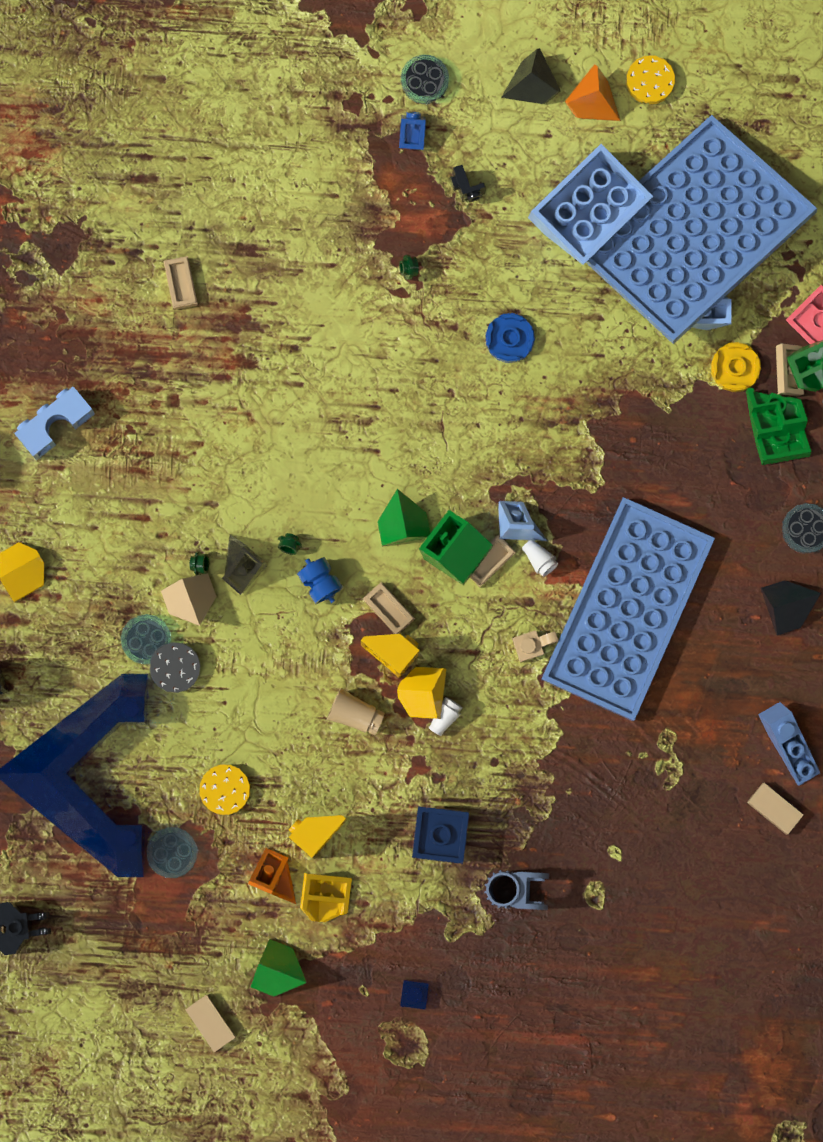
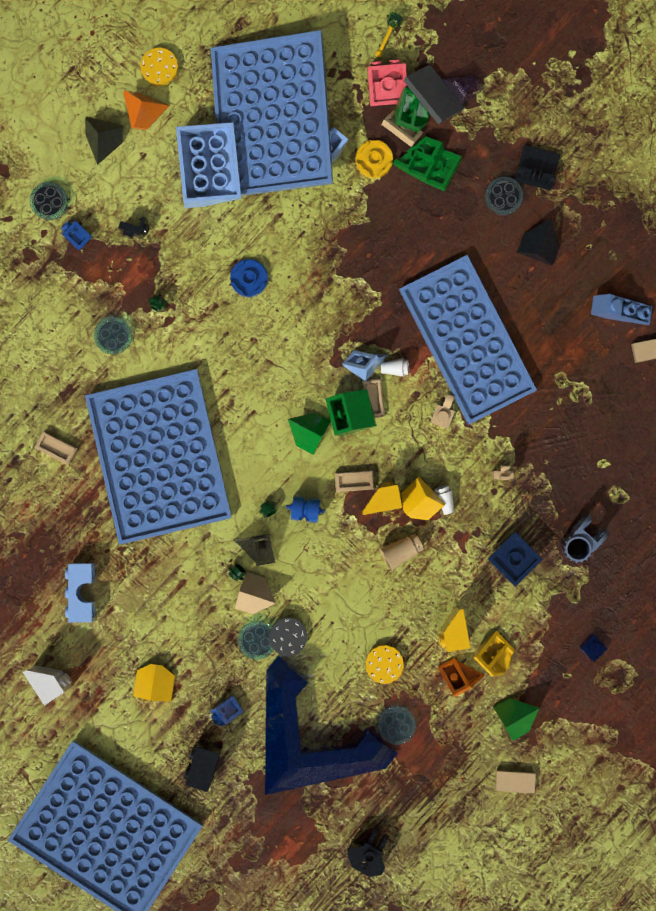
camera: 45 degrees left, 5 degrees up
(48, 665) = (226, 711): none -> blue bracket
(254, 391) = (158, 456): none -> medium blue plate
(340, 249) = (113, 335): none -> clear light blue tile
(519, 753) = (503, 473): none -> tan plate

